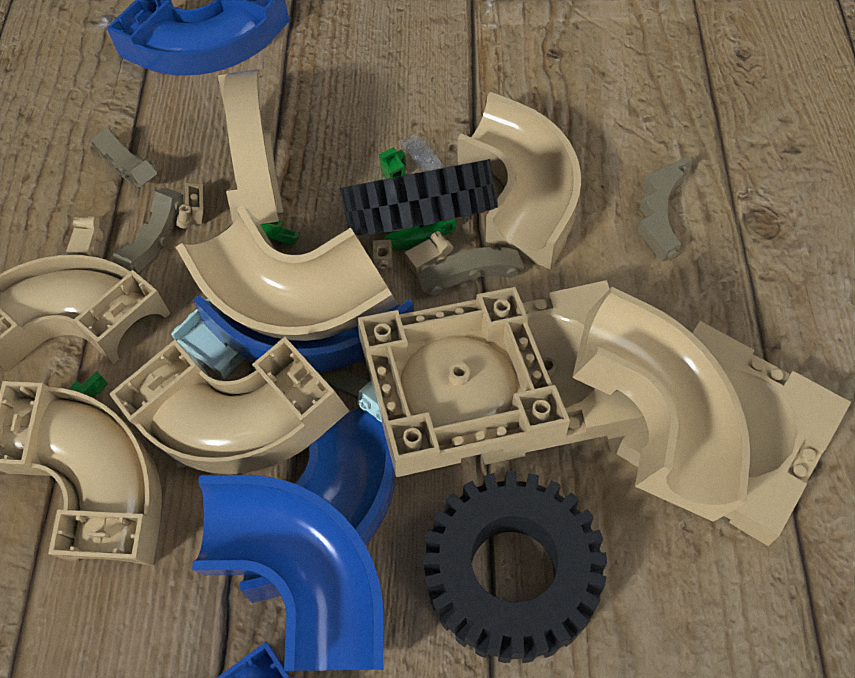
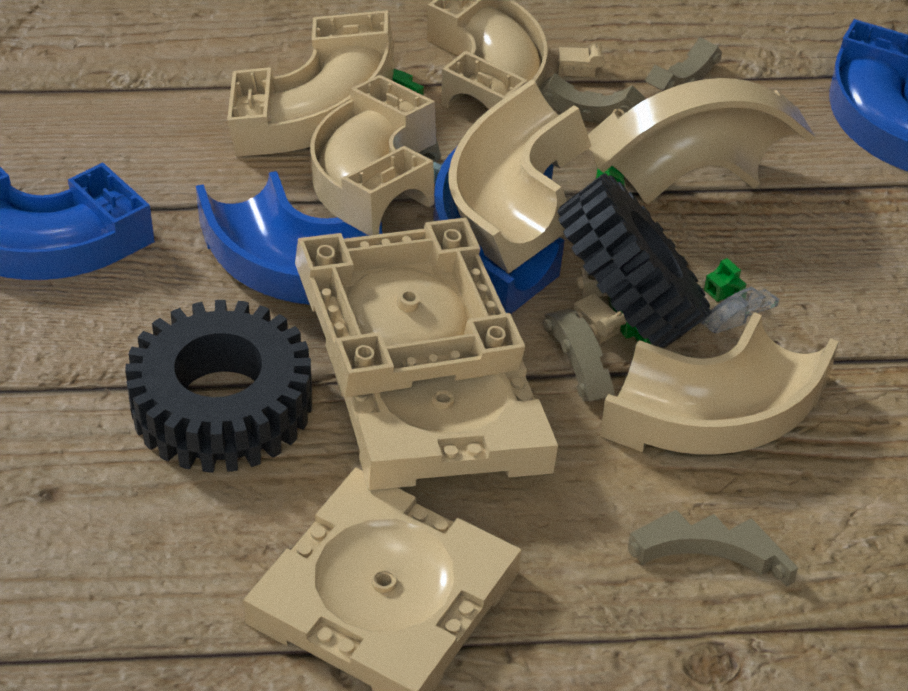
camera: 80 degrees right, 15 degrees down
(310, 557) = (207, 221): blue piece -> none
(691, 410) = (385, 485): tan piece -> none

